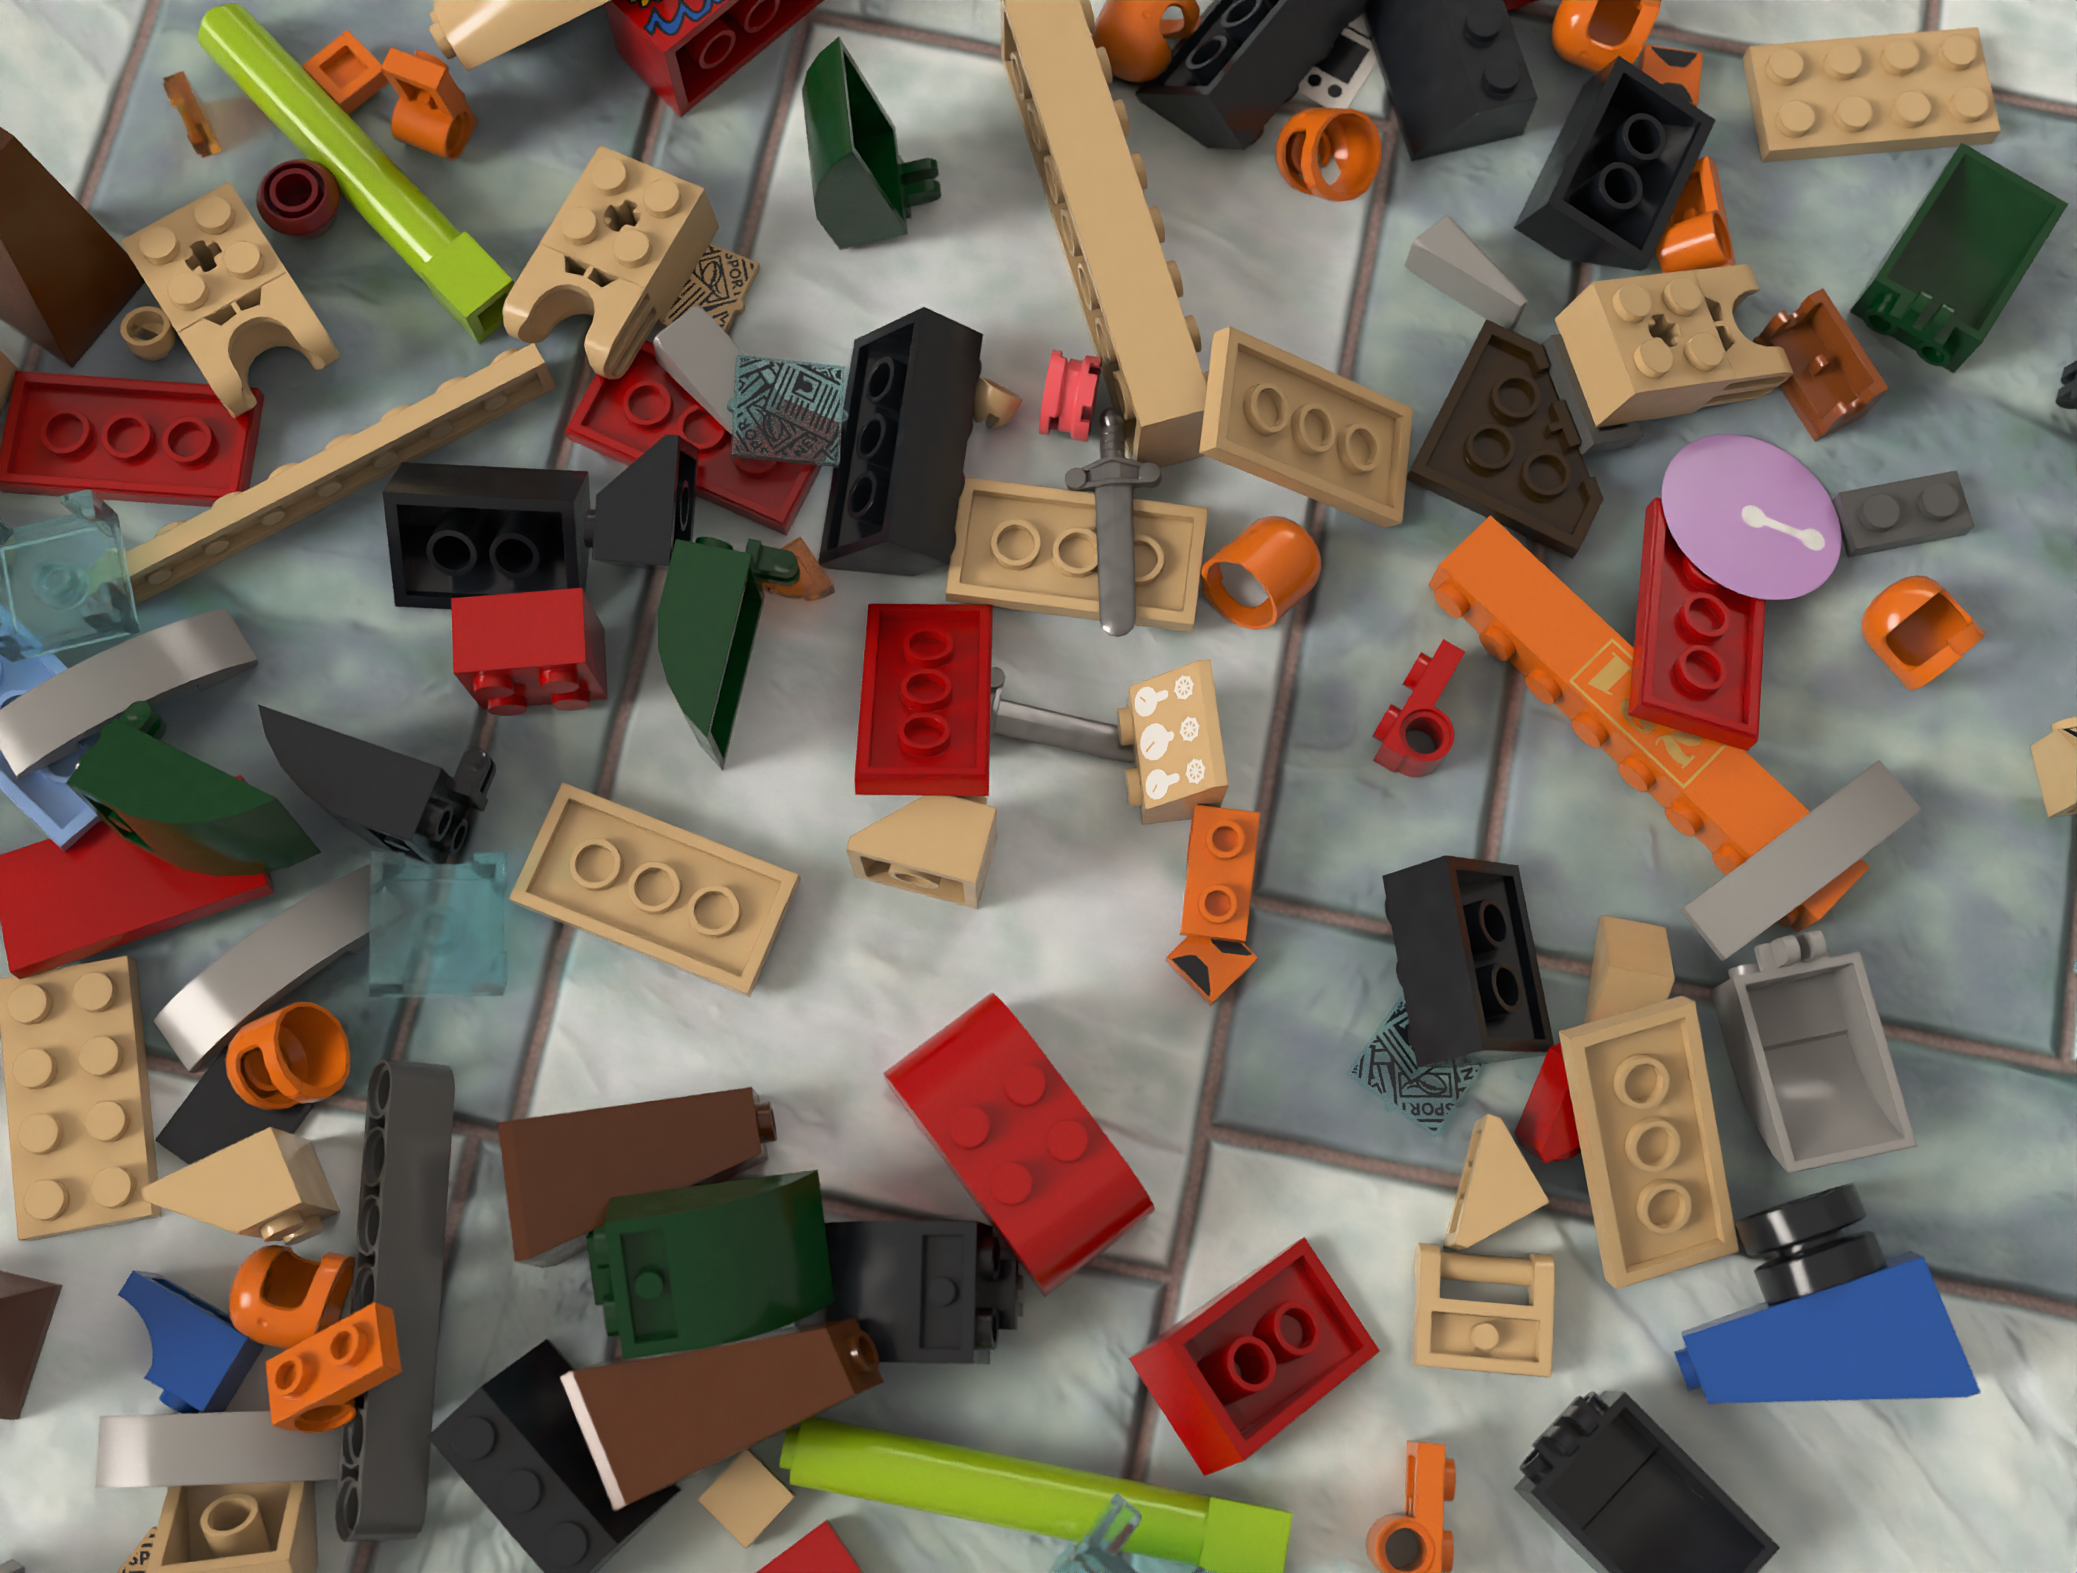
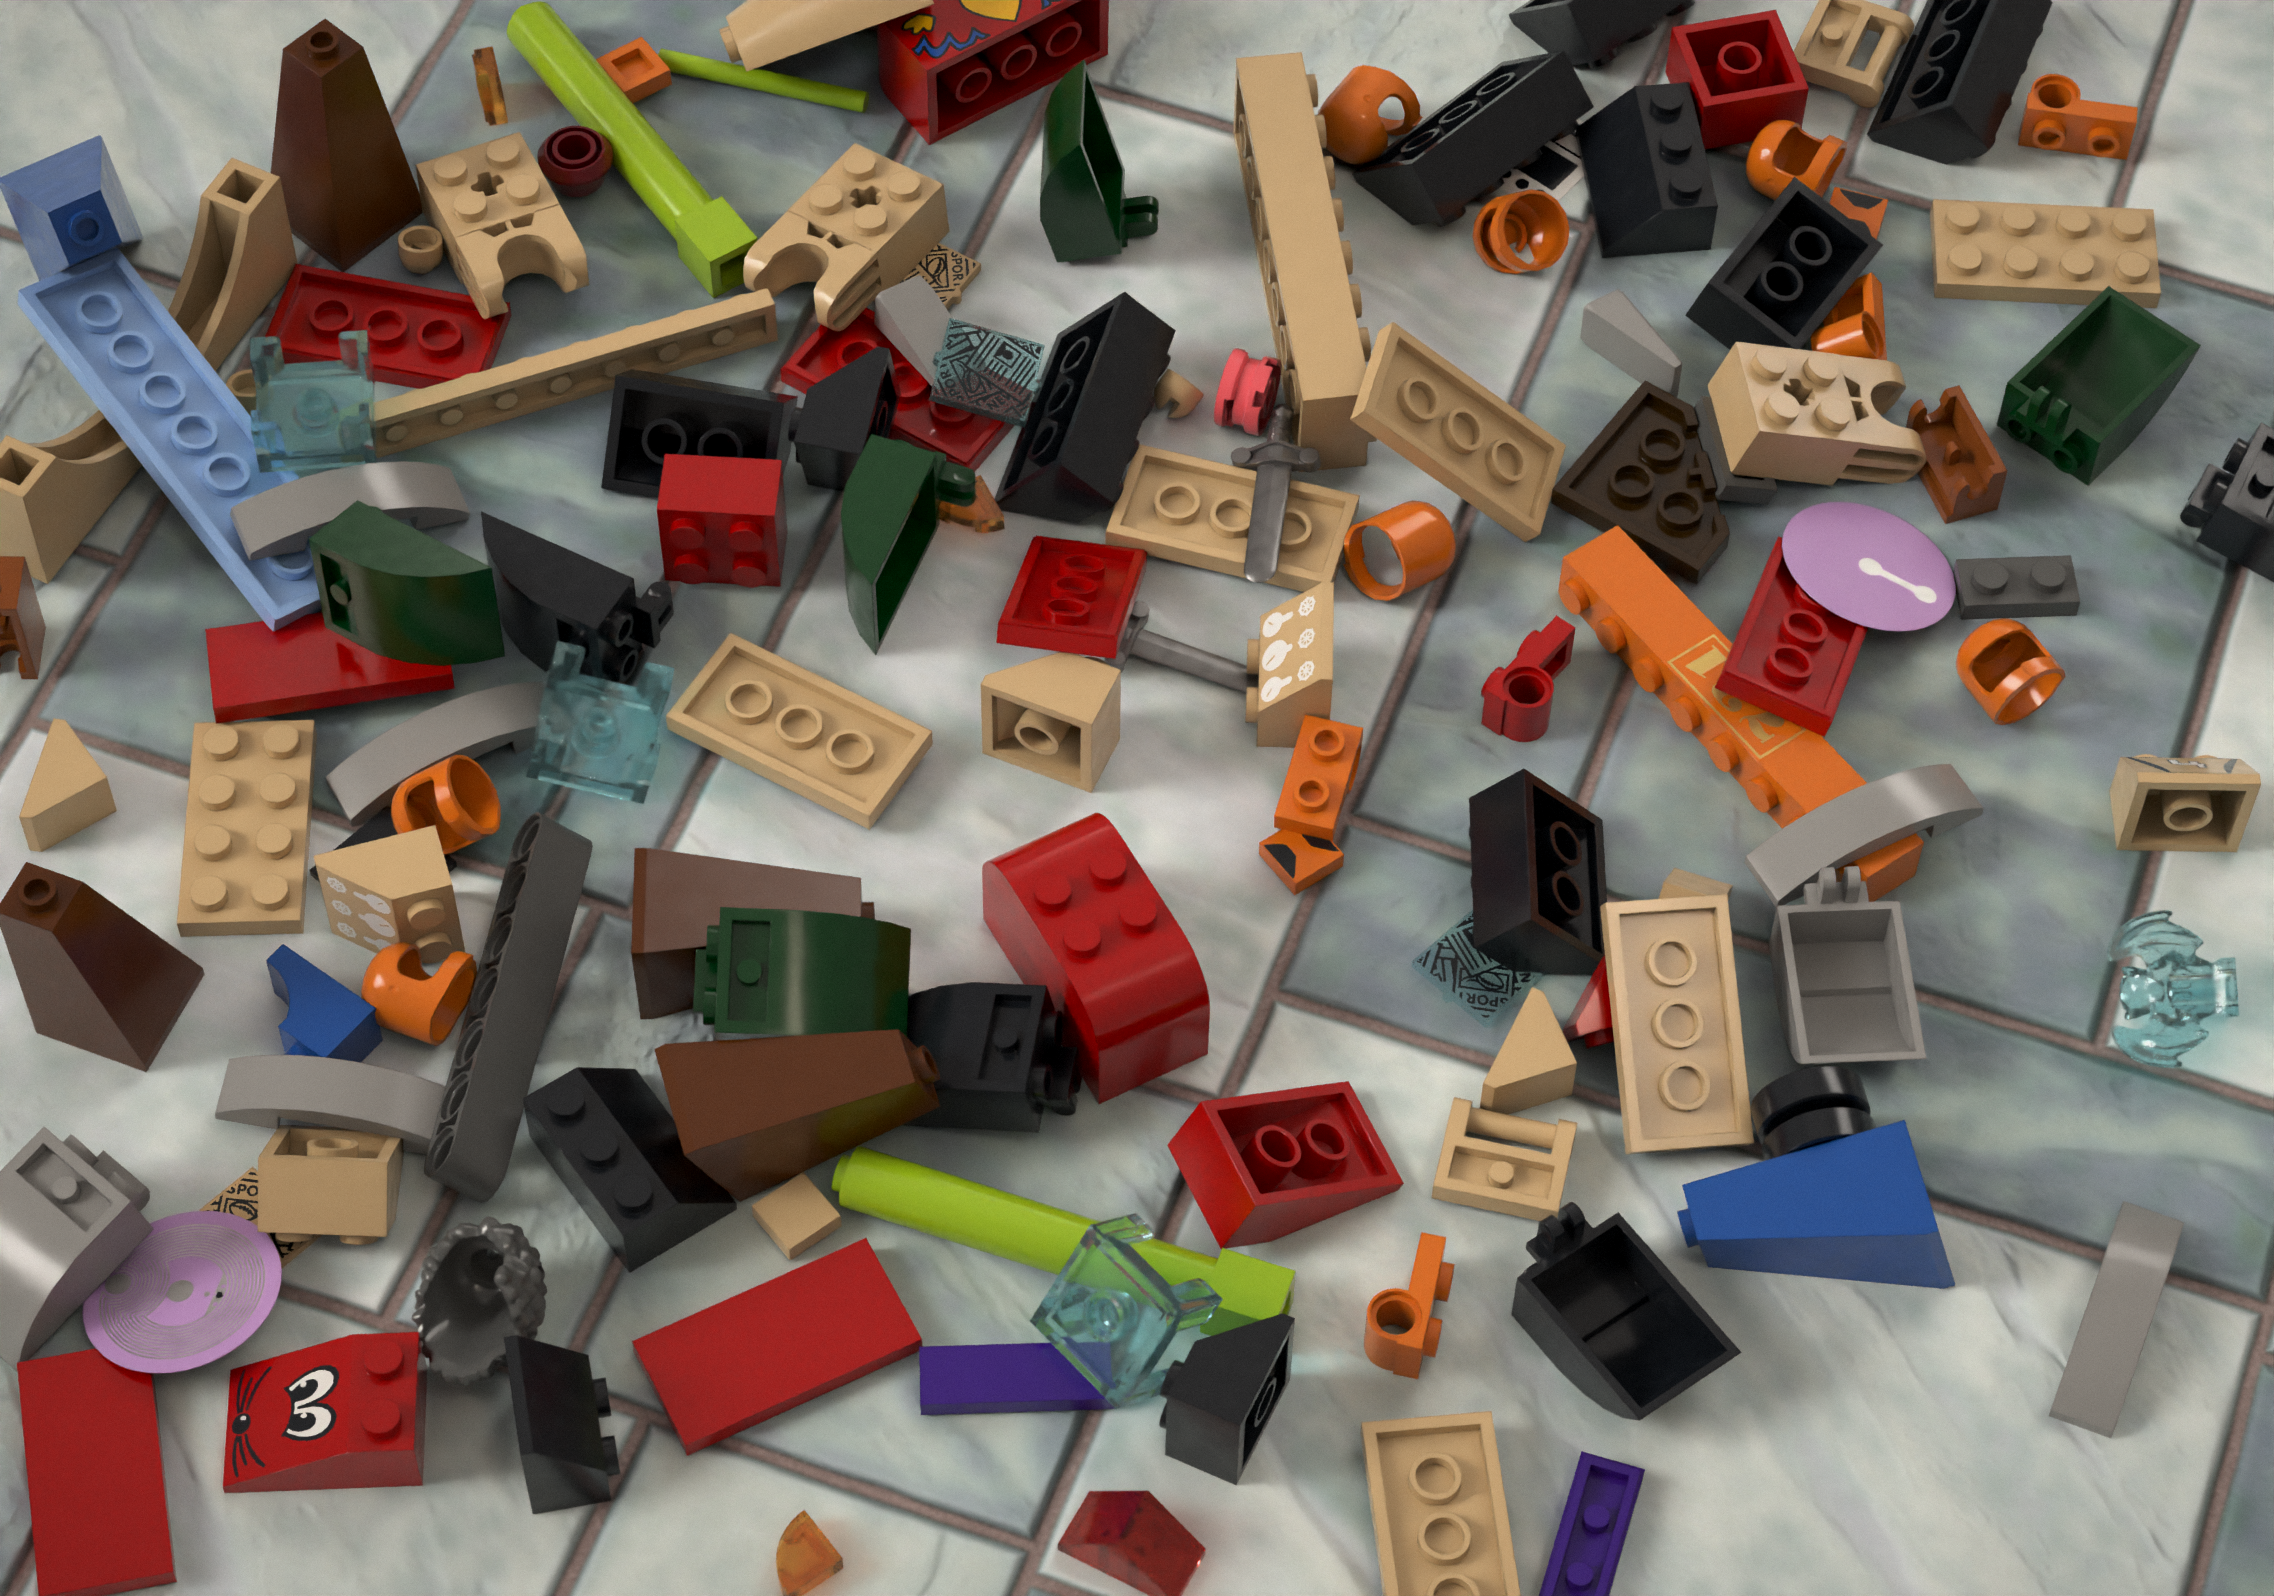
camera: 10 degrees right, 20 degrees down
(320, 1377) = (431, 1039): orange plate -> none
(429, 106) = (708, 101): orange plate -> none
(508, 64) = (765, 81): none -> lime bar

